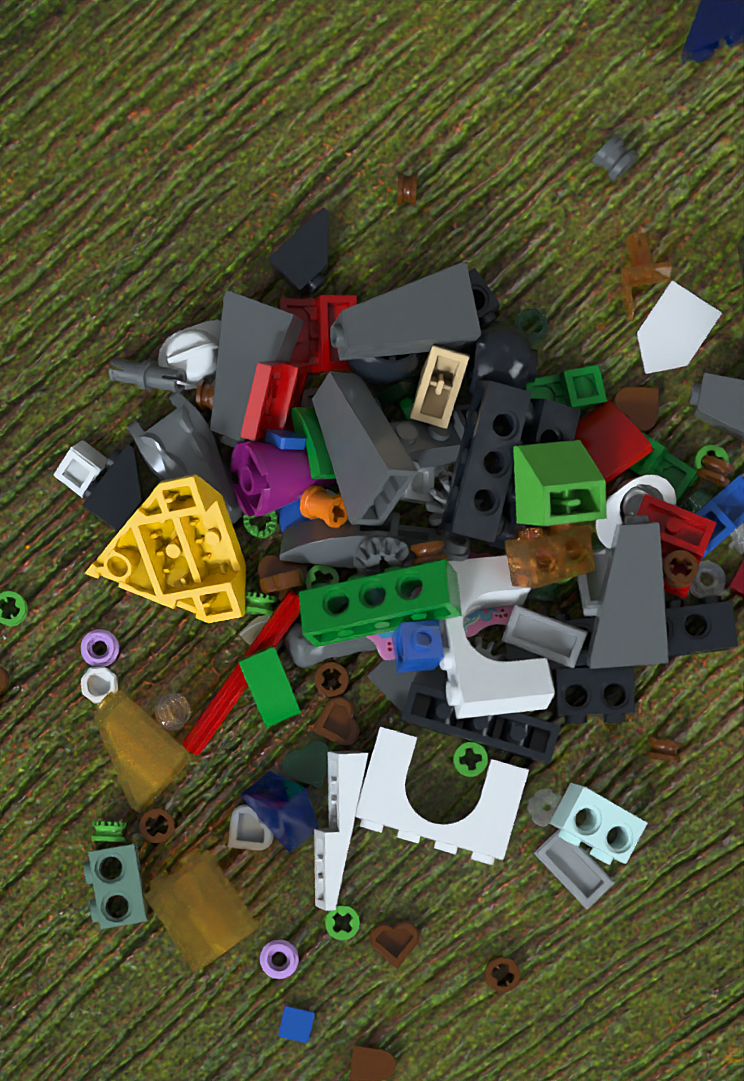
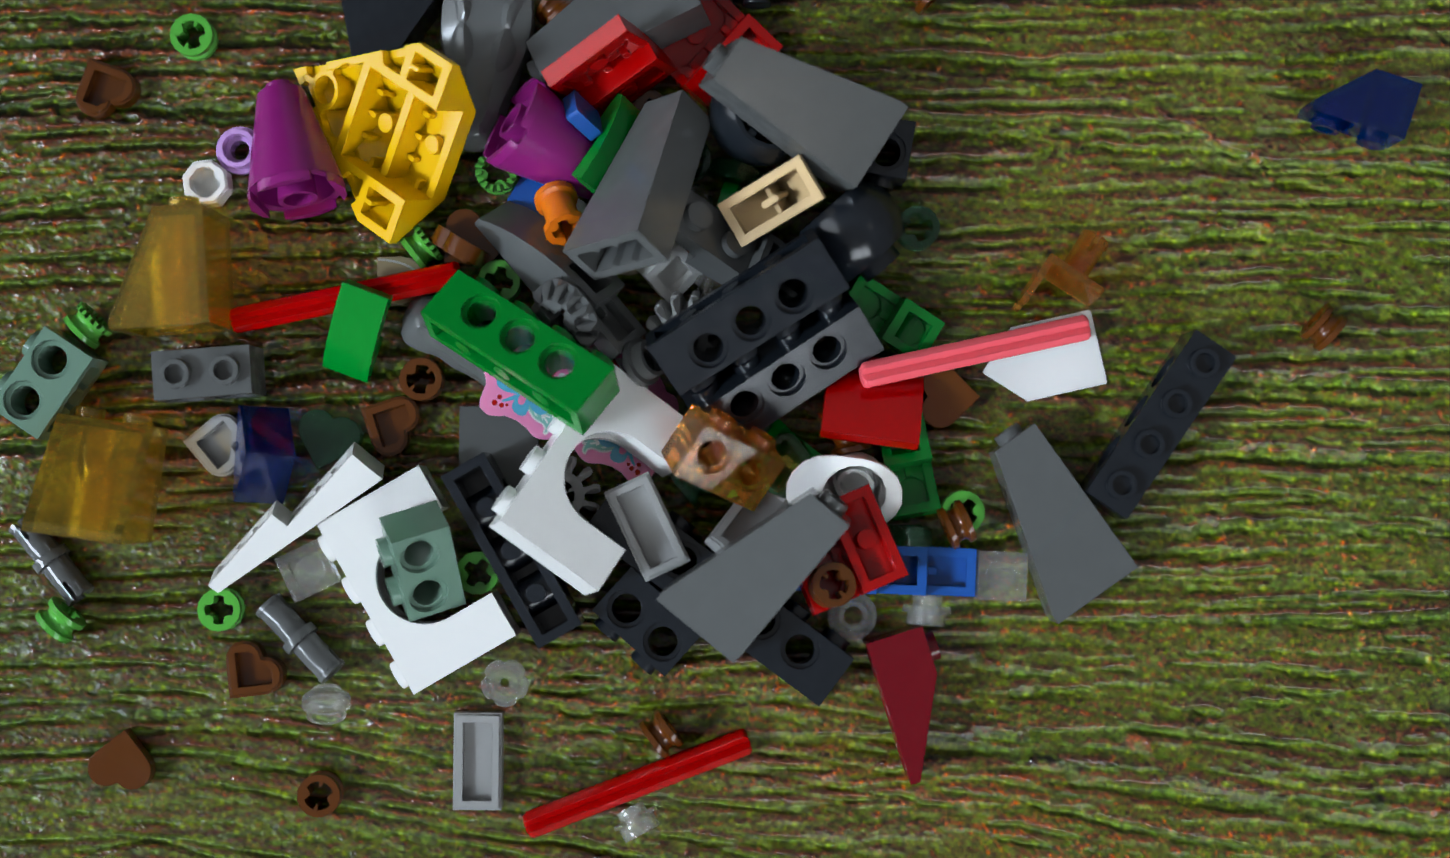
camera: 40 degrees right, 5 degrees up
(136, 621) = (291, 156): none -> magenta cone
(155, 814) = (126, 352): reddish brown bush -> none
(172, 711) = (259, 275): clear plate -> none
(207, 792) = (208, 374): none -> dark grey brick
(215, 988) = (54, 563): none -> dark grey pin
(256, 1017) = (60, 620): none -> bright green bush
(273, 970) = (120, 592): lavender plate -> none
(296, 1024) = (94, 660): blue piece -> none
(371, 851) = (307, 571): none -> clear plate
(404, 894) = (300, 638): none -> dark grey pin
(417, 646) = (518, 424): blue brick -> none
(428, 552) = (610, 347): reddish brown bush -> none
(435, 778) = (425, 572): none -> sand green brick
(456, 917) = (326, 704): none -> clear plate
(557, 484) = (791, 398): bright green slope -> none
(600, 818) = (541, 742): light aqua brick -> none
(615, 158) = (1148, 144): dark grey wheel -> none
(631, 364) = (974, 351): none -> coral axle
(677, 793) = (637, 783): none -> red axle
(697, 814) = (636, 821): none -> clear plate

